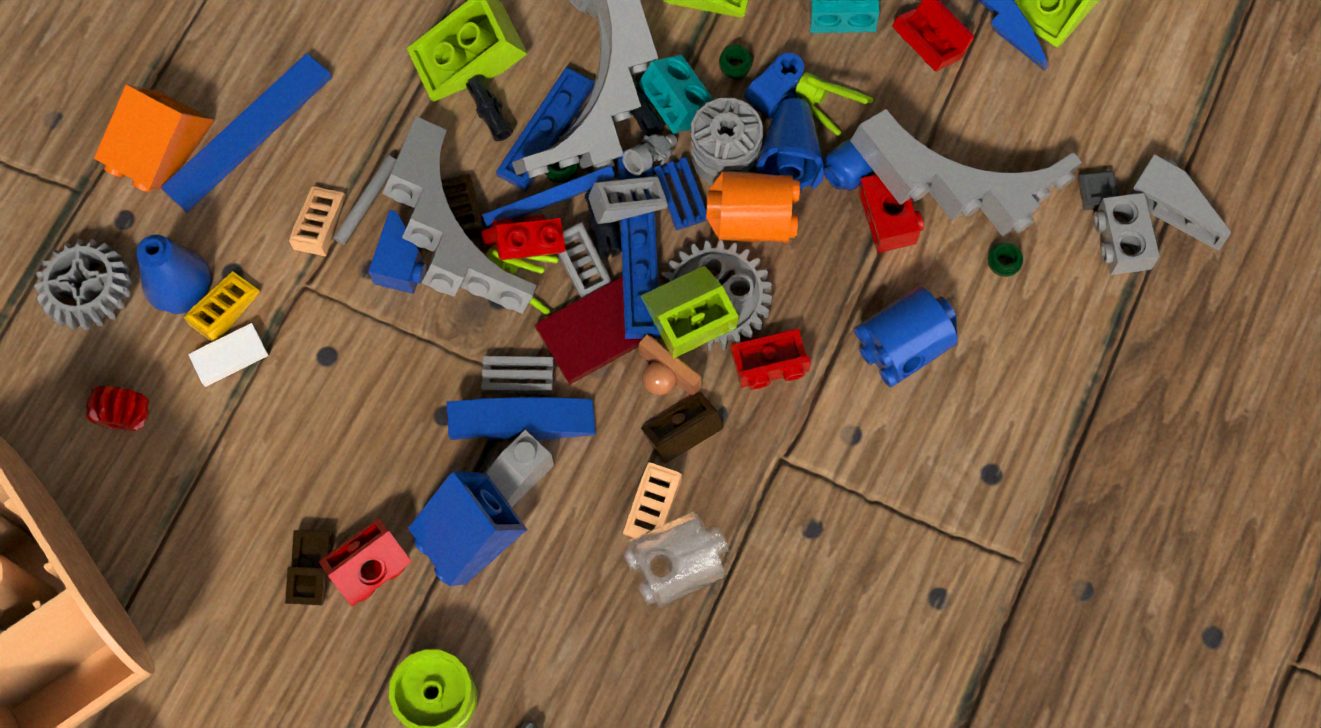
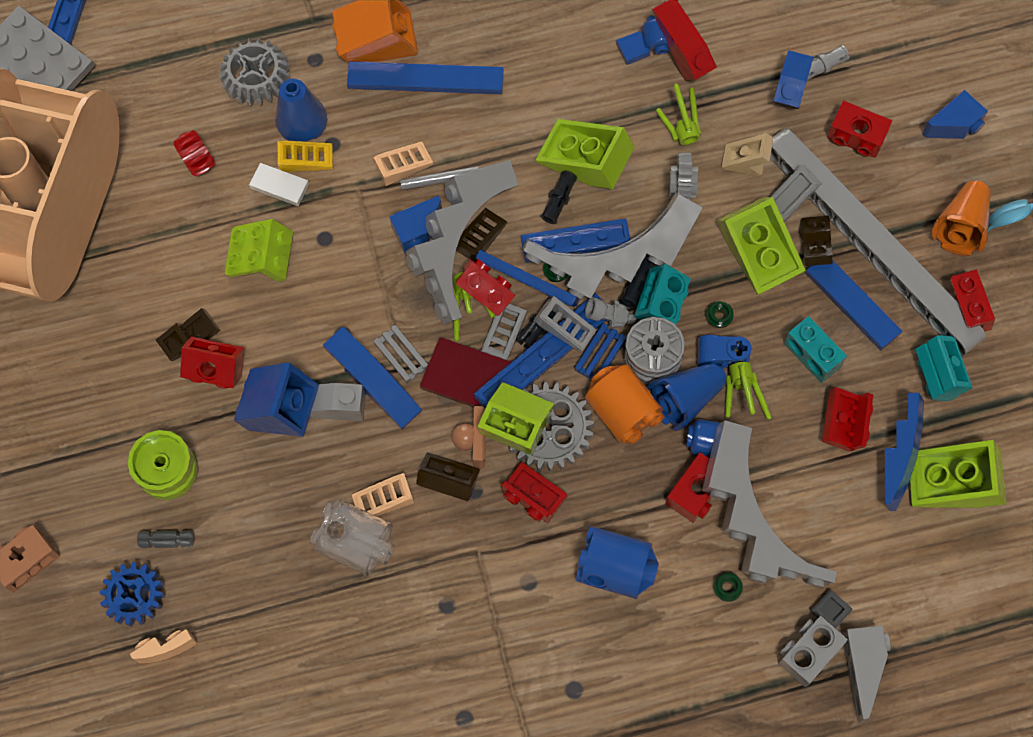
camera: 50 degrees right, 0 degrees up
(282, 426) = (259, 248): none -> lime bracket

